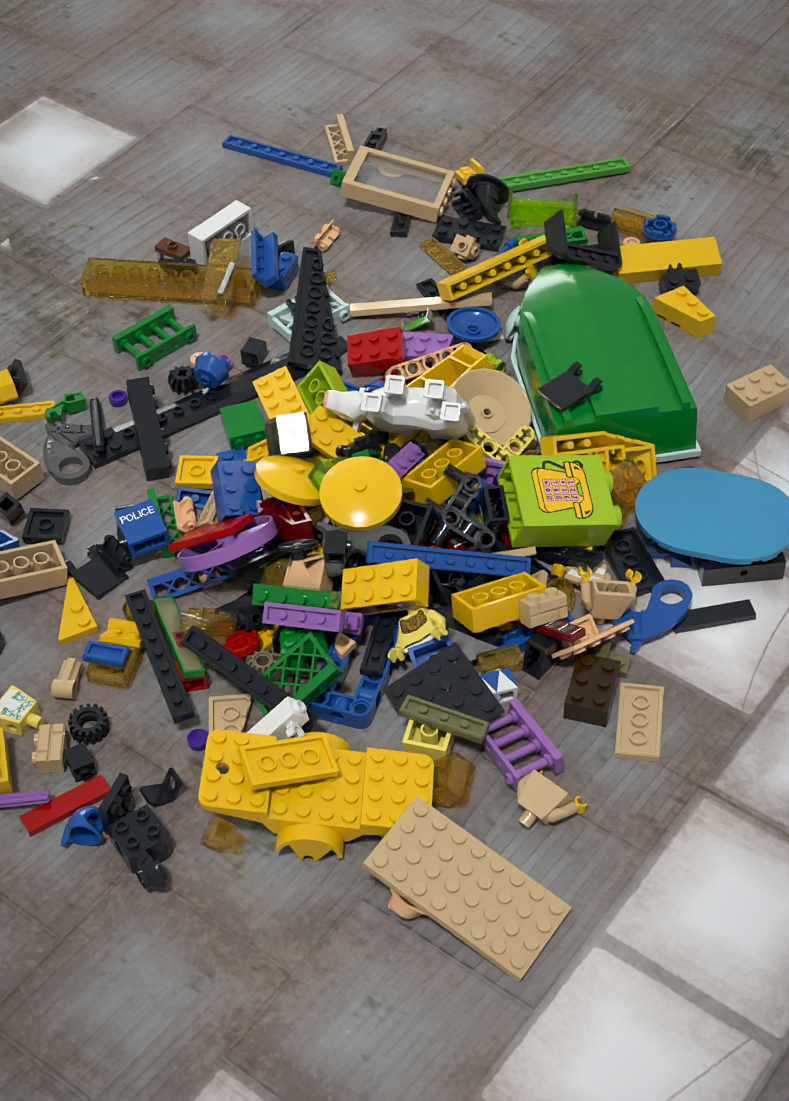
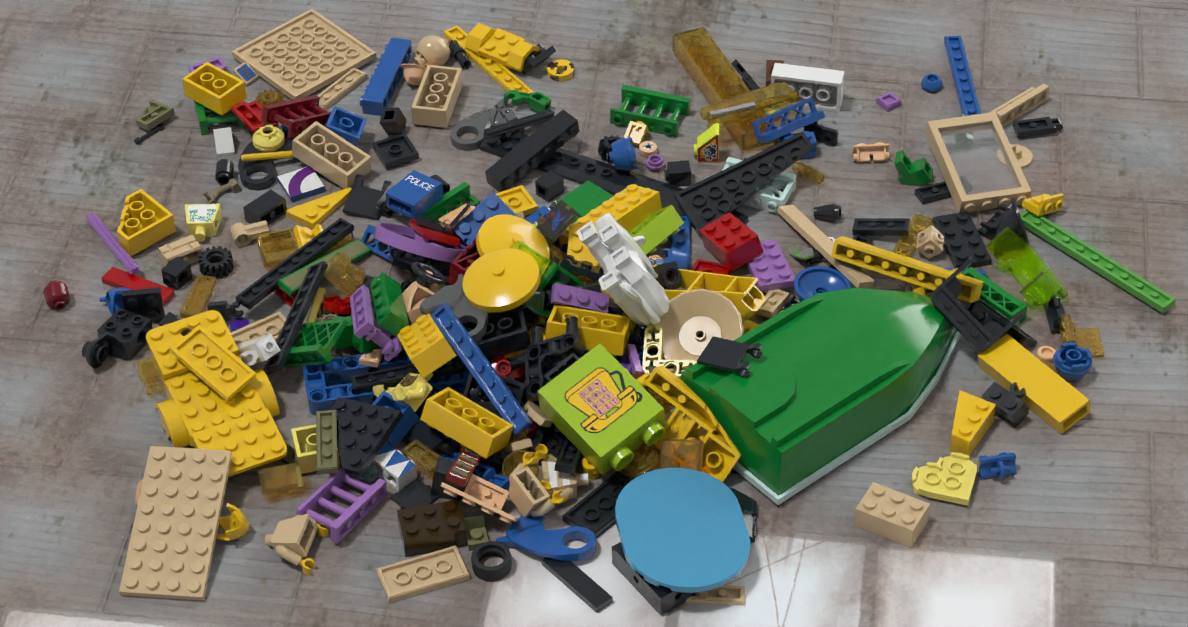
camera: 60 degrees right, 5 degrees down
(25, 615) = (301, 183): none -> tile
(25, 881) = (56, 294): none -> dark red head
(39, 373) = (560, 70): none -> yellow piece
(45, 655) = (266, 207): none -> black brick
(106, 654) = (277, 235): blue tile -> none
(125, 759) = (198, 296): none -> clear yellow tile
(173, 740) = (226, 310): none -> black plate
(175, 357) = (637, 131): none -> bracket
(196, 439) = (549, 186): none -> black brick
(210, 510) = (439, 225): none -> black piece
(238, 318) = (708, 145): none -> slope
(269, 203) = (888, 101): none -> medium lavender tile
(270, 172) = (931, 83): none -> blue plate
(336, 546) = (437, 292): black brick -> none
(373, 222) = (912, 173): none -> green brick
(378, 288) = (828, 212): none -> black cone
(419, 363) = (717, 266): light nougat beam -> none
(423, 265) = (881, 226): none -> black plate
(487, 832) = (233, 525): none -> yellow piece
(534, 691) = (414, 495): none -> black piece
(543, 607) = (473, 448): tan brick -> none
(657, 676) = (491, 573): none -> black tyre
(734, 349) = (946, 480): none -> light yellow plate
(738, 317) = (997, 465): none -> blue hips

